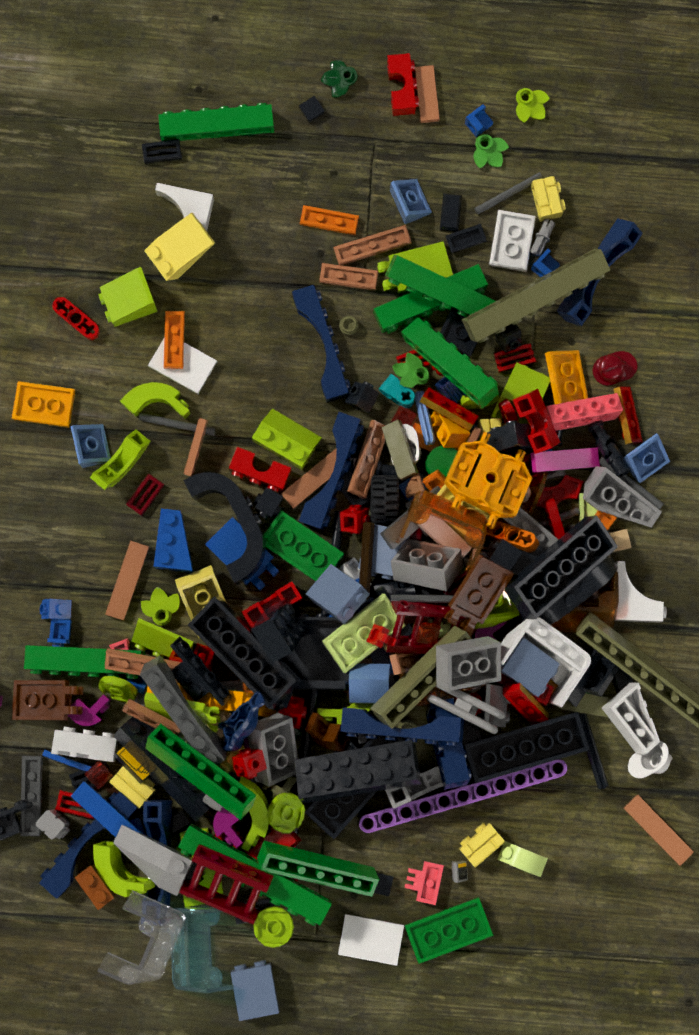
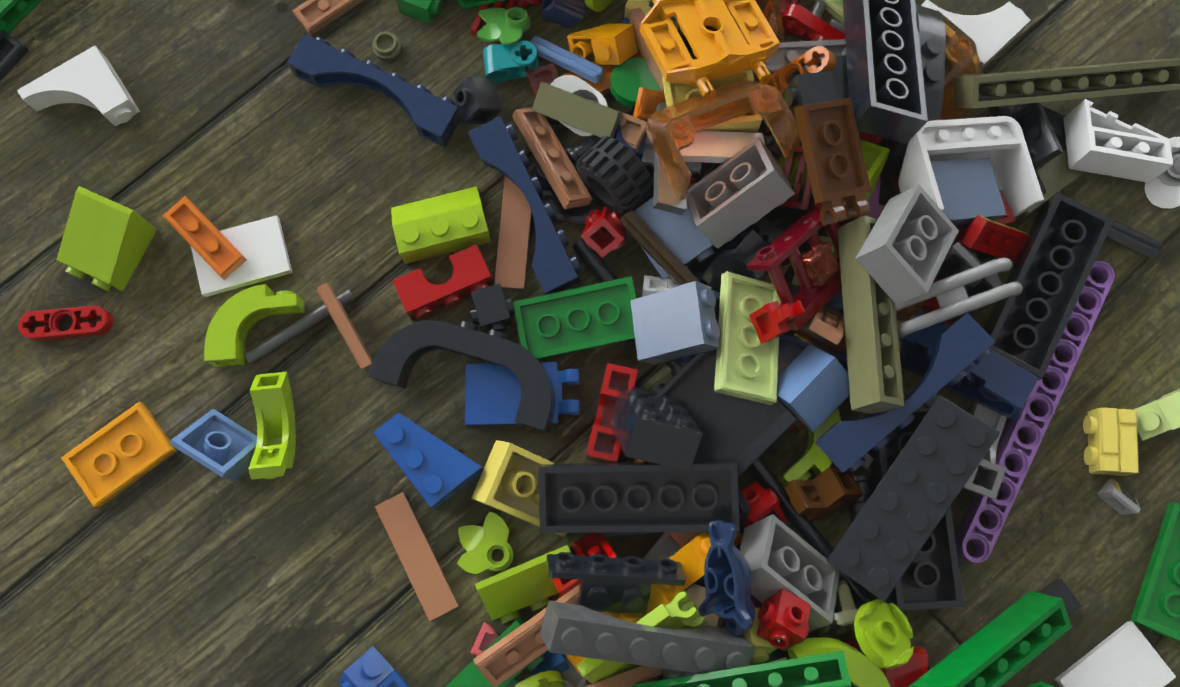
camera: 40 degrees left, 5 degrees down
(149, 477) = (353, 439): dark red tile -> none
(179, 247) = (110, 131): light yellow slope -> none
(423, 598) = (777, 229): dark grey bar -> none
(426, 882) = (1101, 546): coral hinge -> none
(449, 409) = (584, 21): red plate -> none

